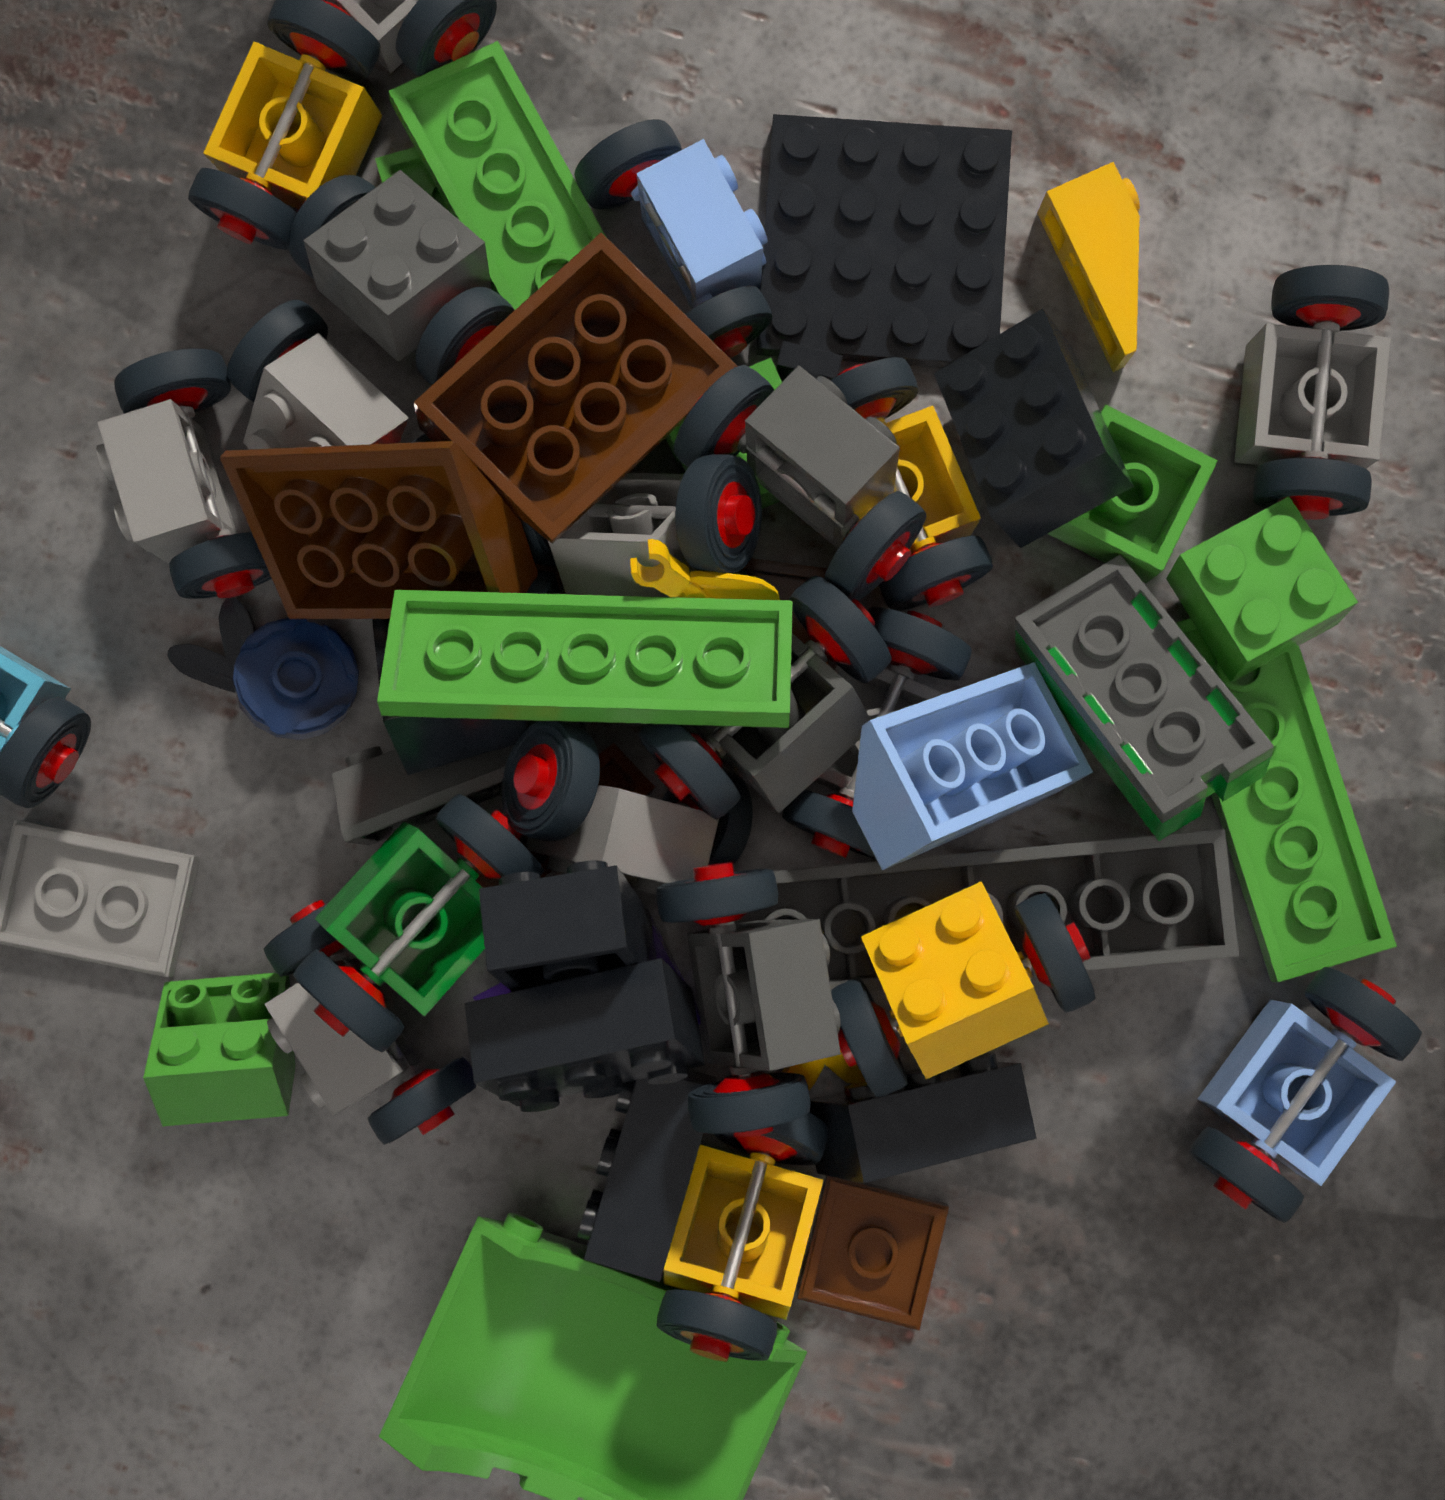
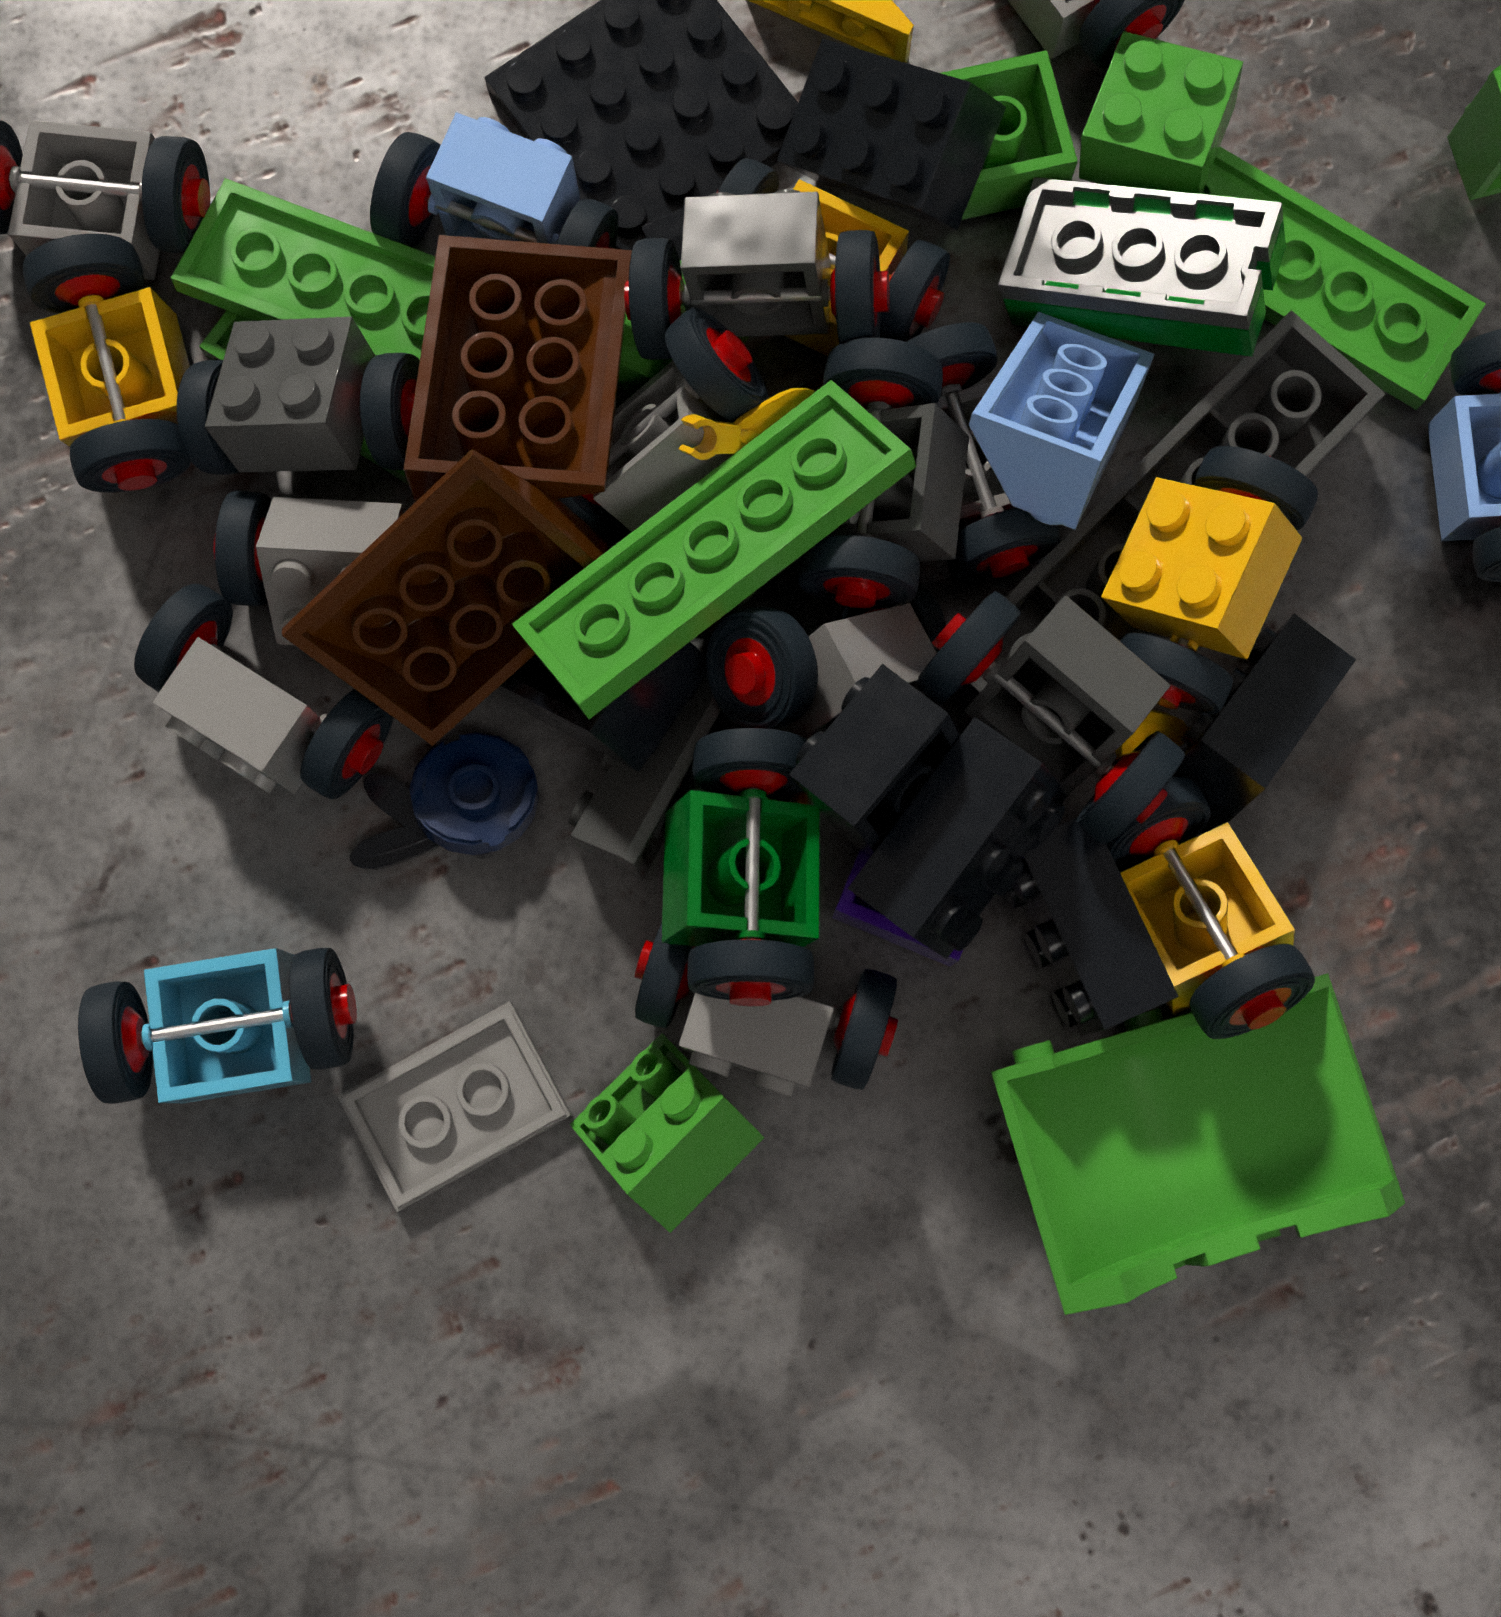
camera: 40 degrees left, 5 degrees down
(873, 1251) = (1313, 855): reddish brown tile -> none

